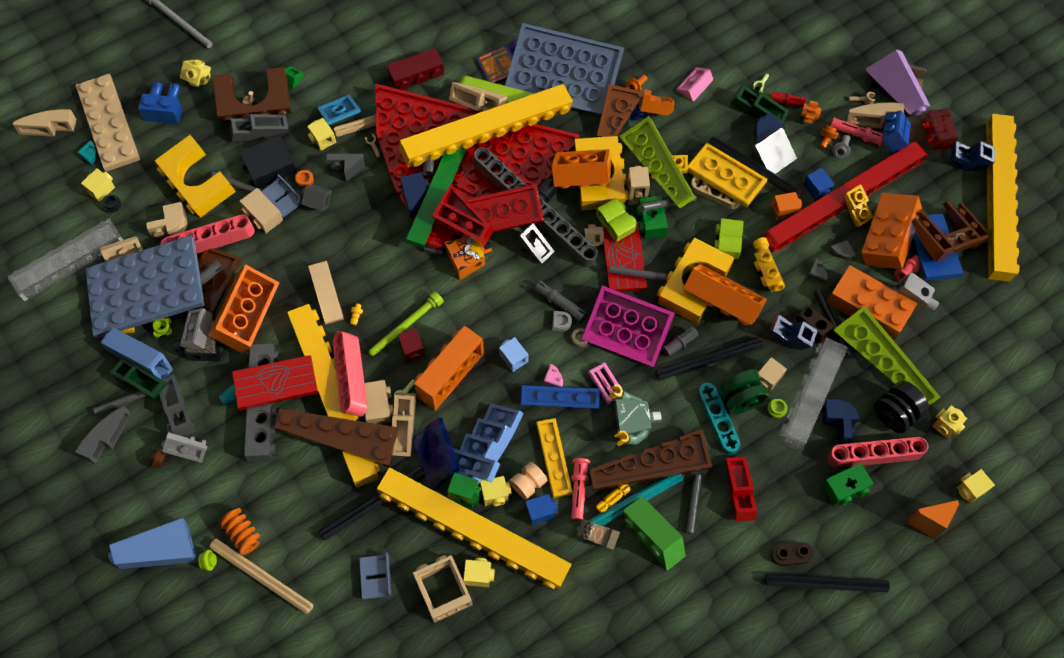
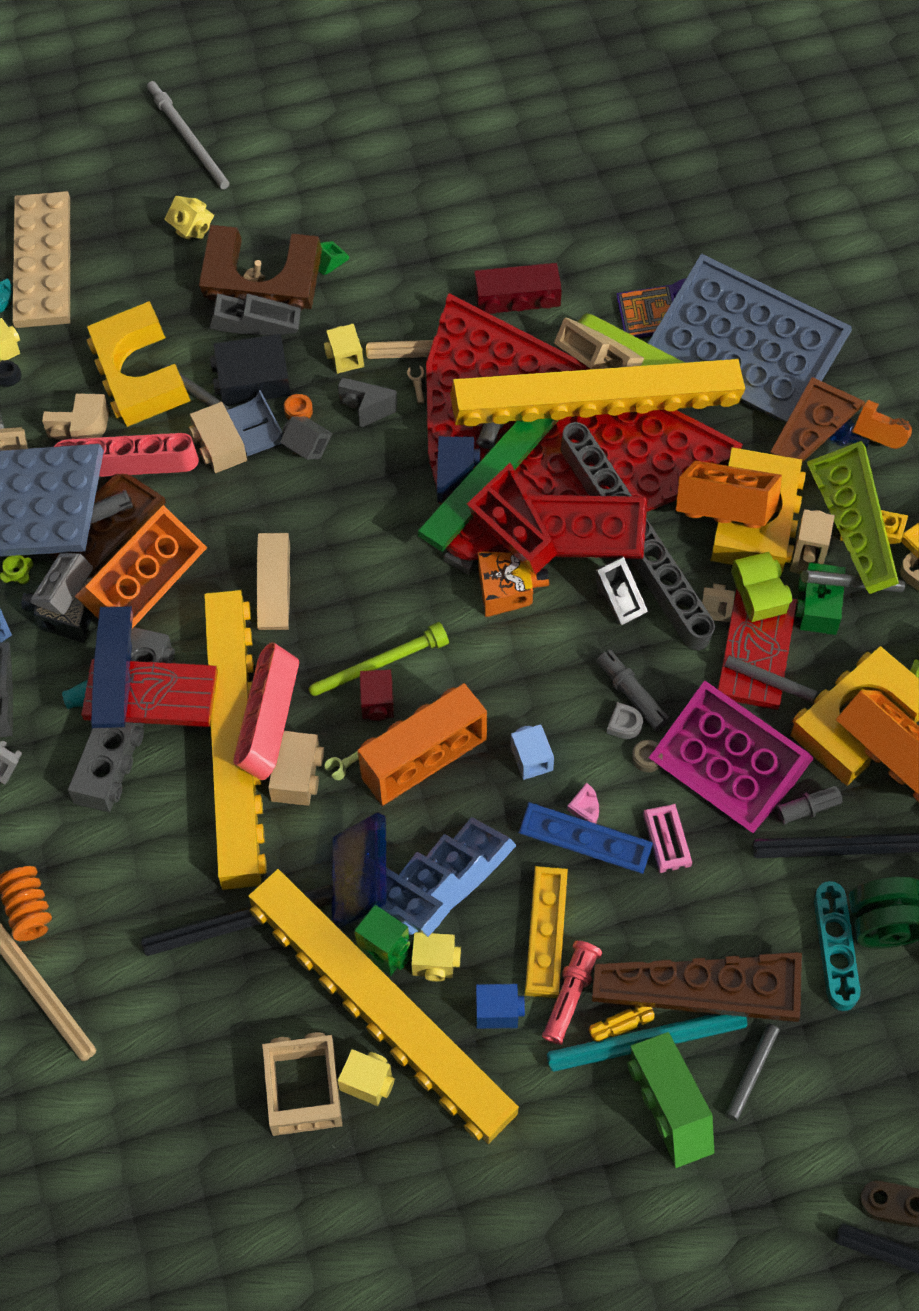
camera: 20 degrees right, 5 degrees down
(161, 108) = (124, 256): blue brick -> none
(248, 373) = (111, 667): none -> dark blue slope
(338, 109) = (382, 319): dark azure slope -> none
(356, 312) = (310, 623): yellow piece -> none
(356, 438) = (242, 810): reddish brown wing -> none
(375, 587) = (207, 1018): sand blue piece -> none
(404, 420) = (324, 810): tan slope -> none
(528, 480) = (492, 954): light nougat wheel -> none
(546, 189) = (663, 514): black brick -> none
(598, 534) = (577, 1071): dark tan leg -> none
(632, 417) = (692, 902): sand green torso -> none
(635, 84) = (858, 389): orange plate -> none
(741, 489) = (839, 1071): red slope -> none

